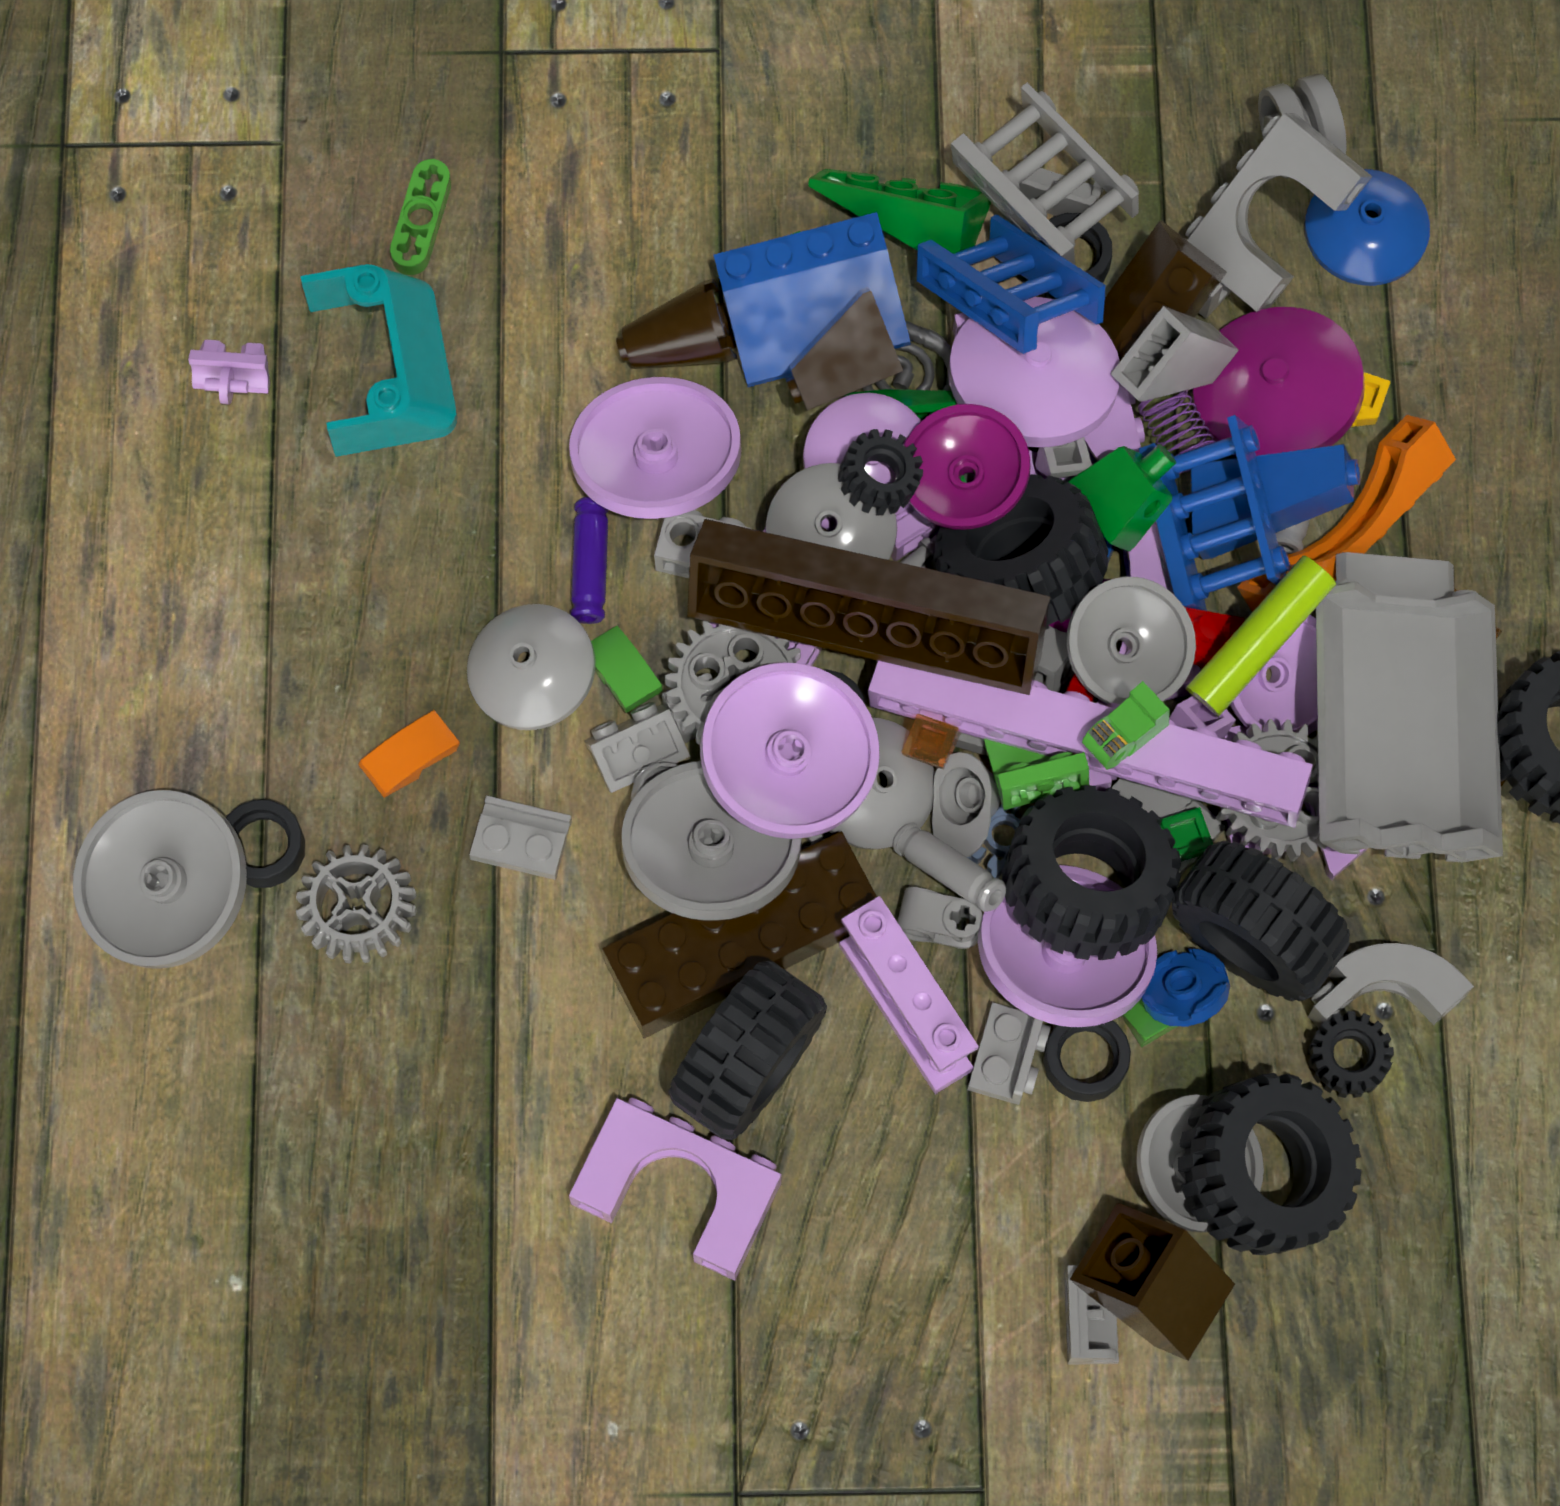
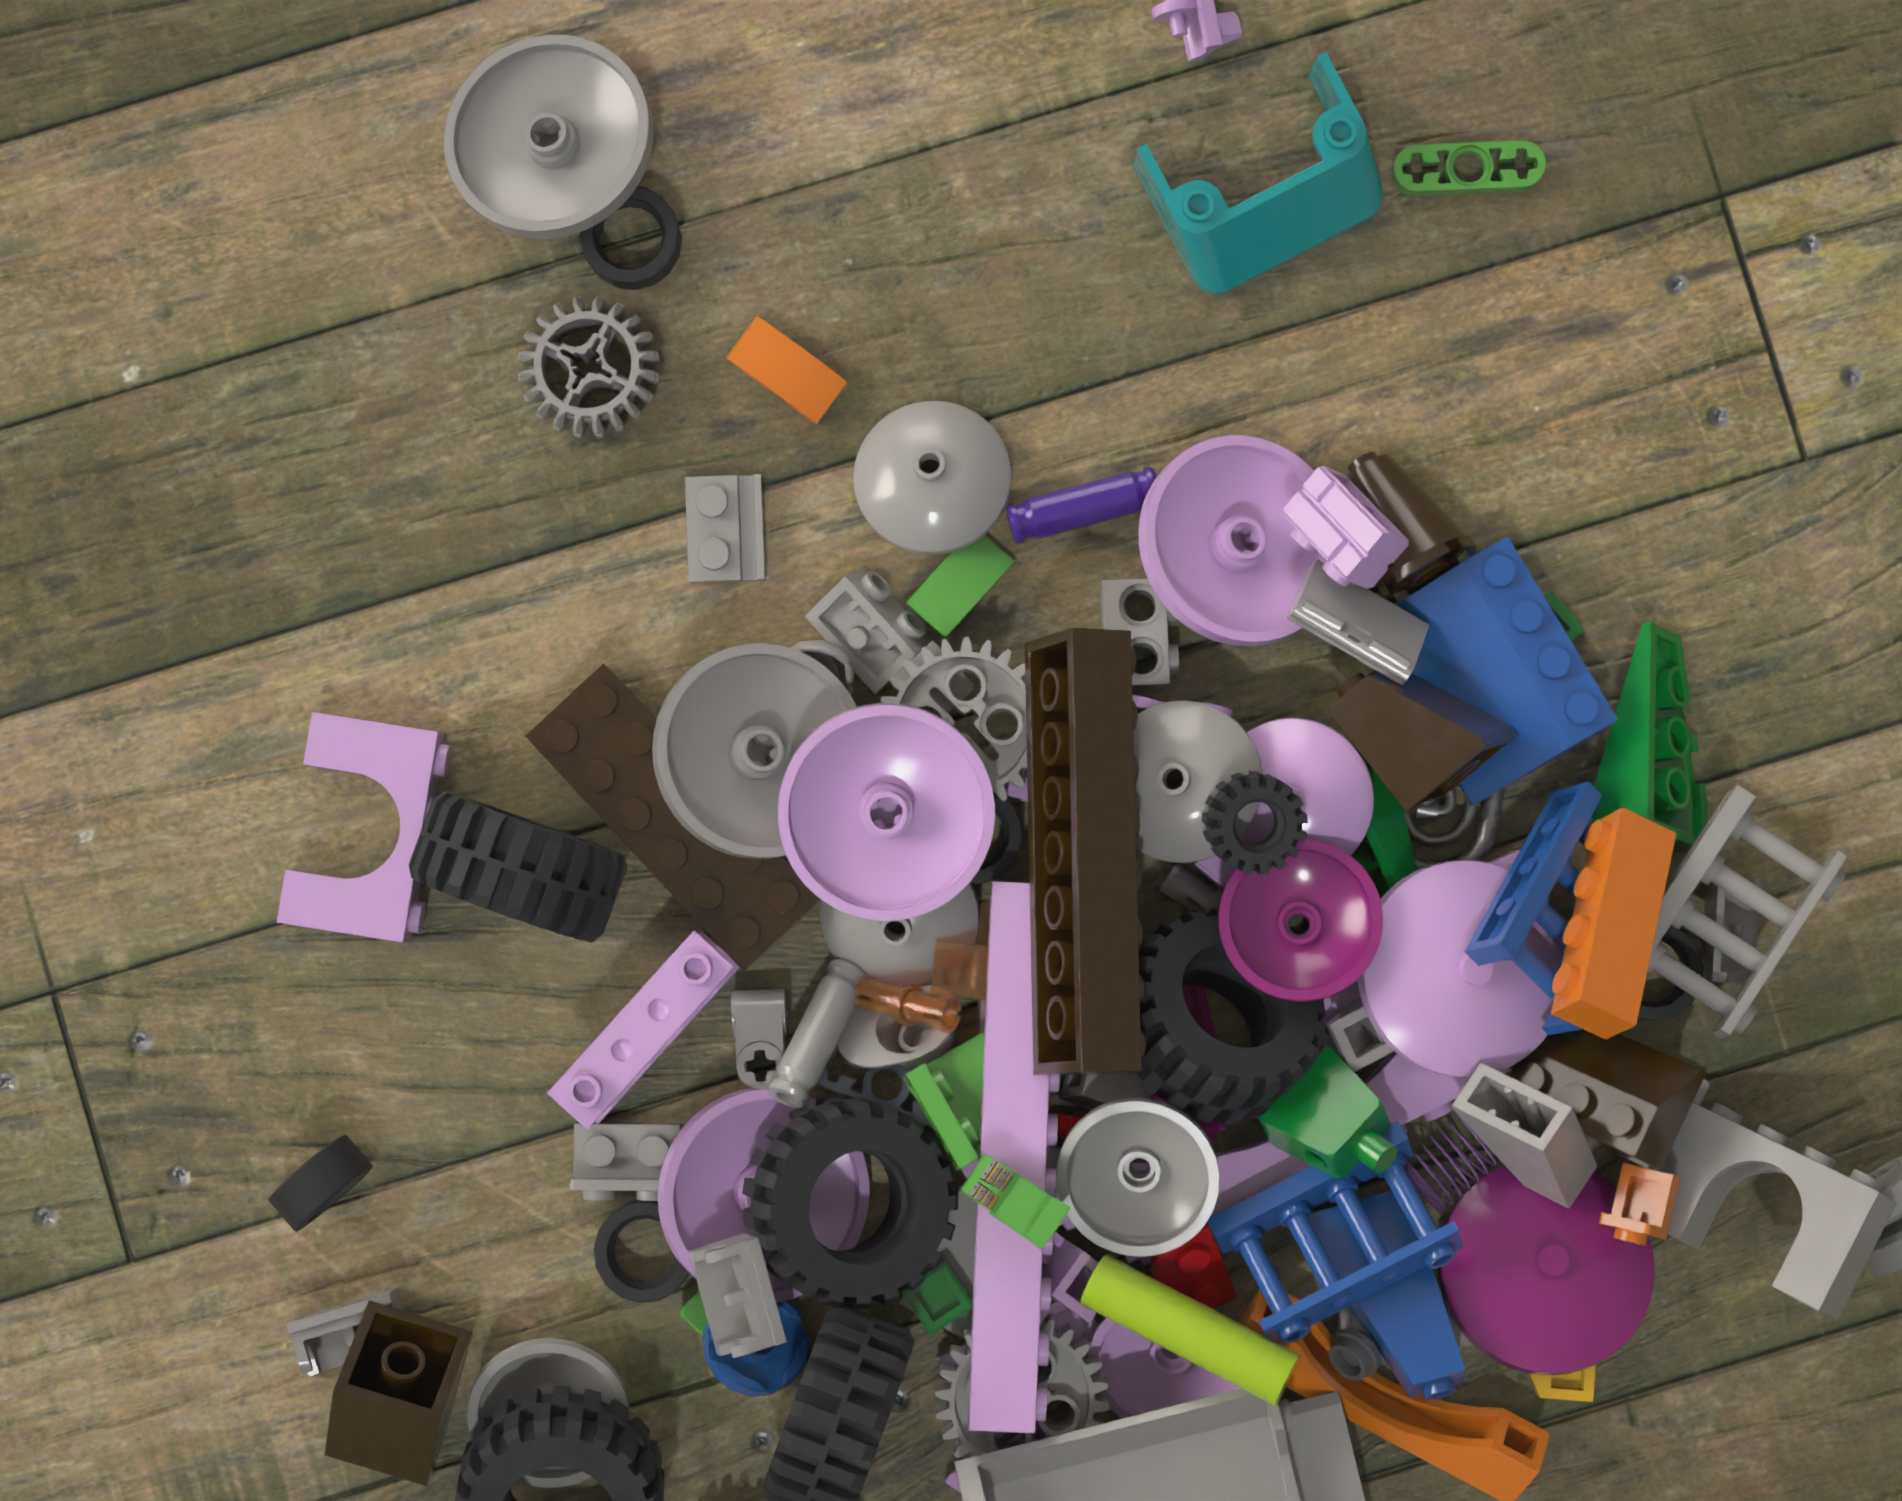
camera: 75 degrees right, 15 degrees up
(671, 362) = (1344, 529): none -> lavender brick
(745, 373) = (1359, 623): none -> light grey piece
(945, 789) = (908, 1004): none -> clear orange pin
(961, 1298) = (320, 1182): none -> black tyre
(1032, 247) = (1613, 923): none -> orange brick
(1143, 976) = (737, 1295): none -> light grey hinge
(1249, 297) = (1642, 1204): none -> orange bracket
(1310, 534) = (1354, 1354): none -> dark grey plate
(1369, 248) = (1767, 1340): blue dish -> none

